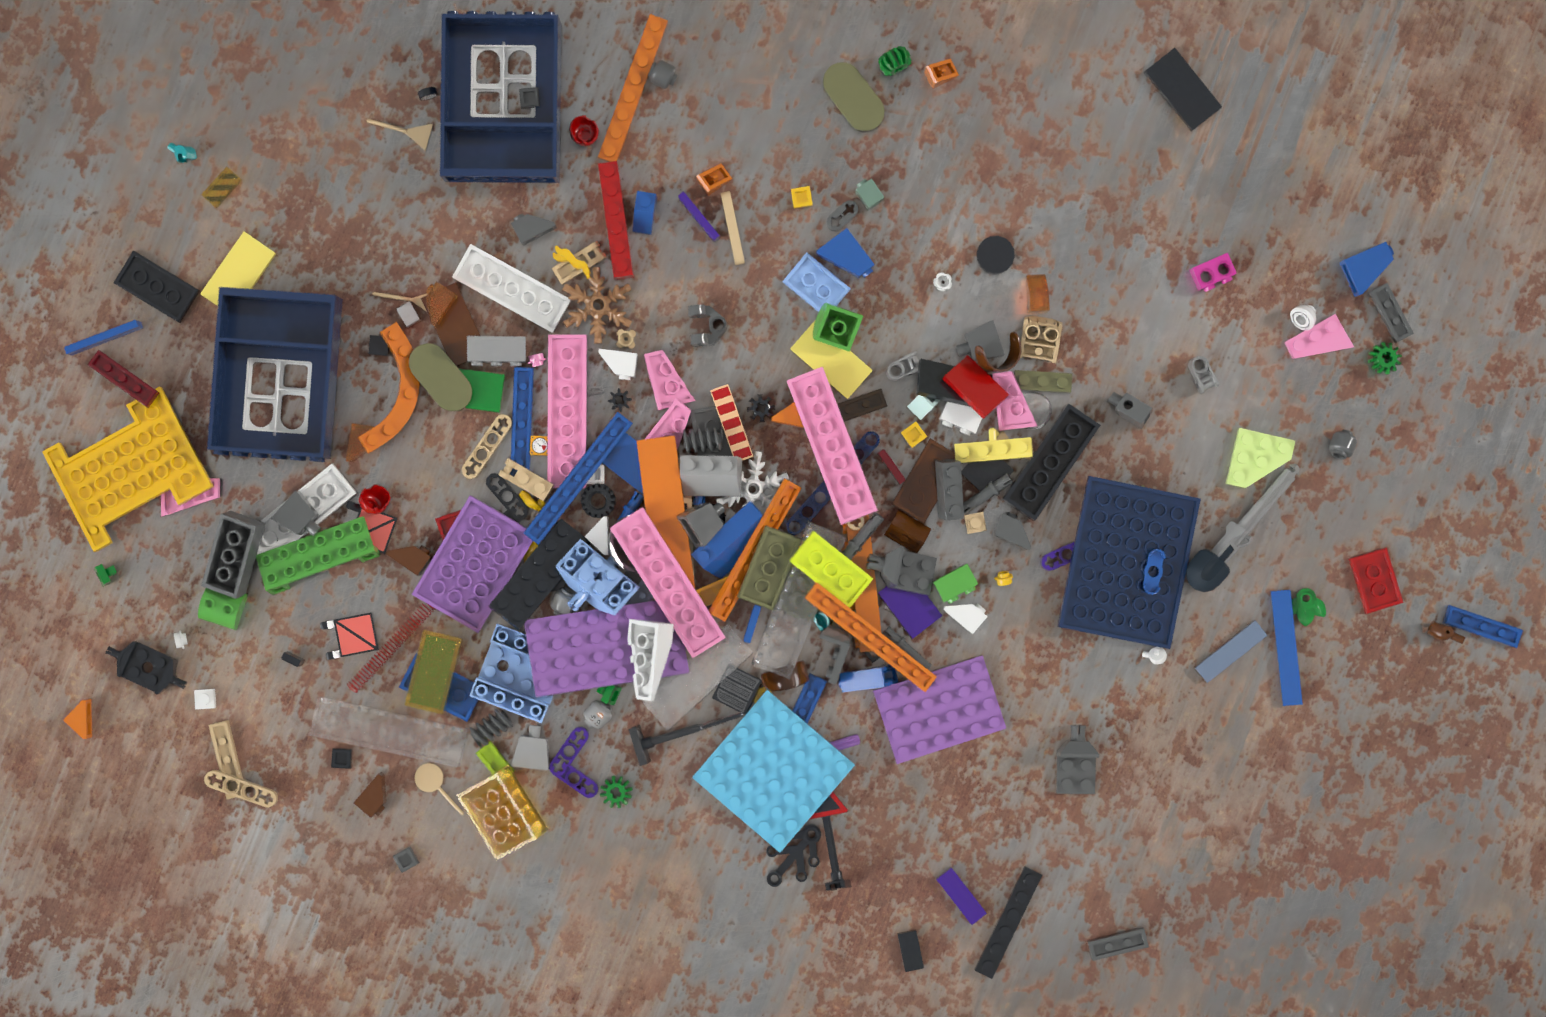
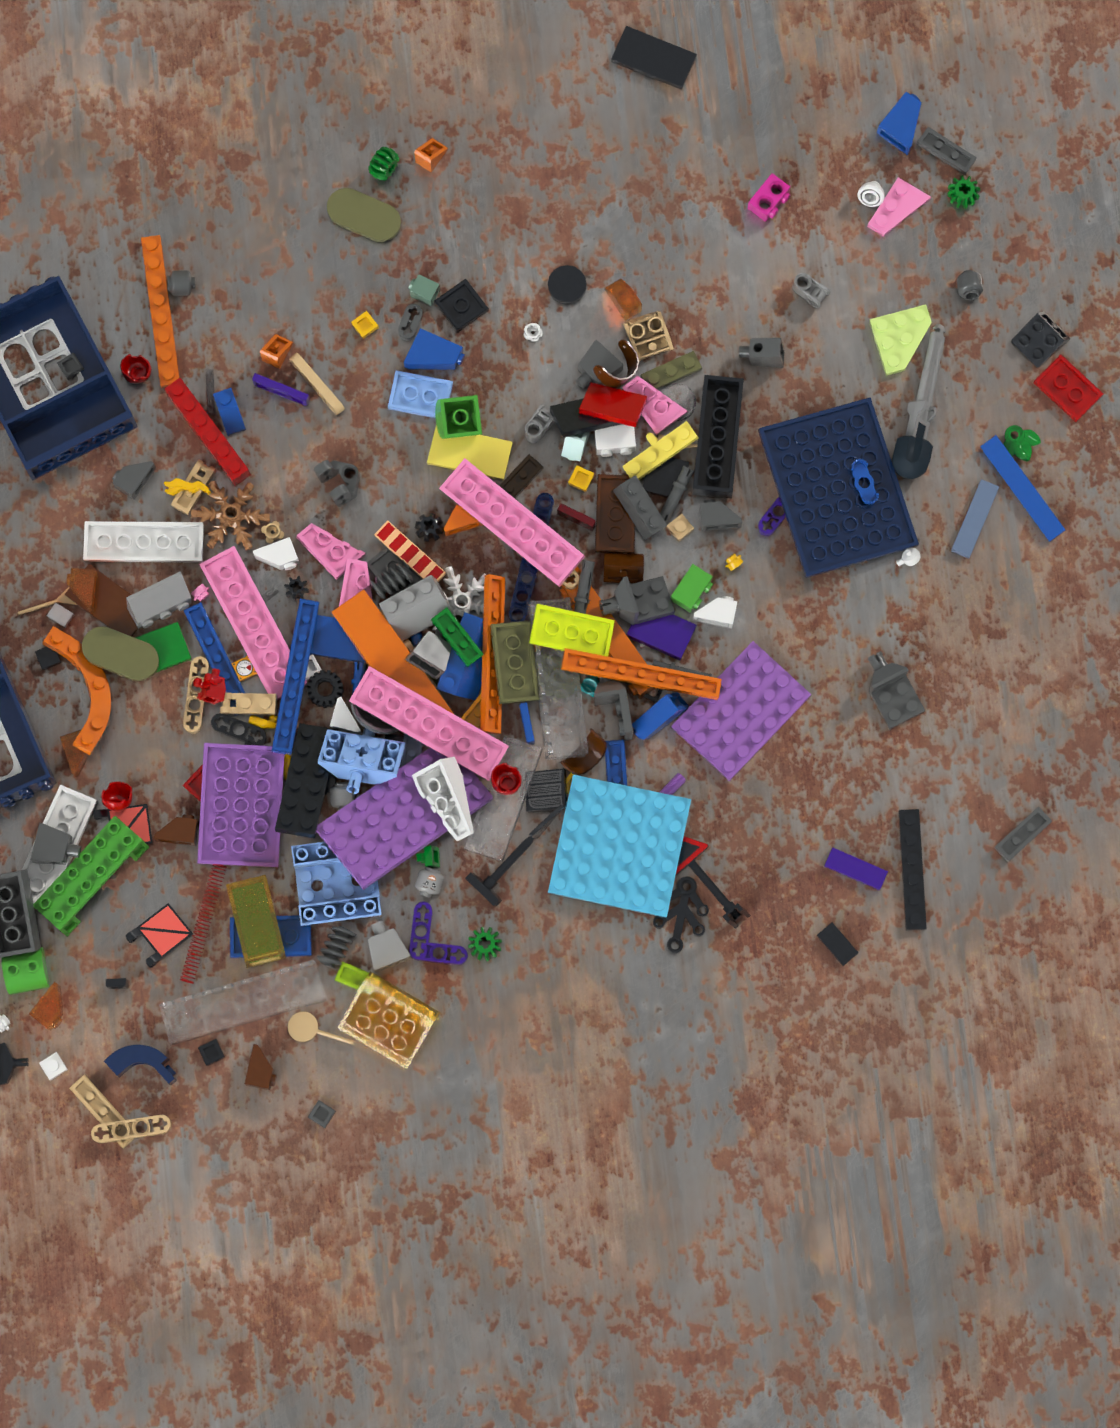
camera: 25 degrees left, 10 degrees down
(225, 650) = (49, 1008): none -> clear orange slope
(281, 730) = (132, 1055): none -> dark blue arch
(502, 449) = (212, 688): none -> red piece
(645, 167) = (209, 384): none -> light grey piece
(707, 665) = (506, 779): none -> red hair
(731, 521) = (457, 637): none -> green tile
(894, 224) = (461, 305): none -> black tile
(1376, 525) = (1040, 338): none -> black bracket

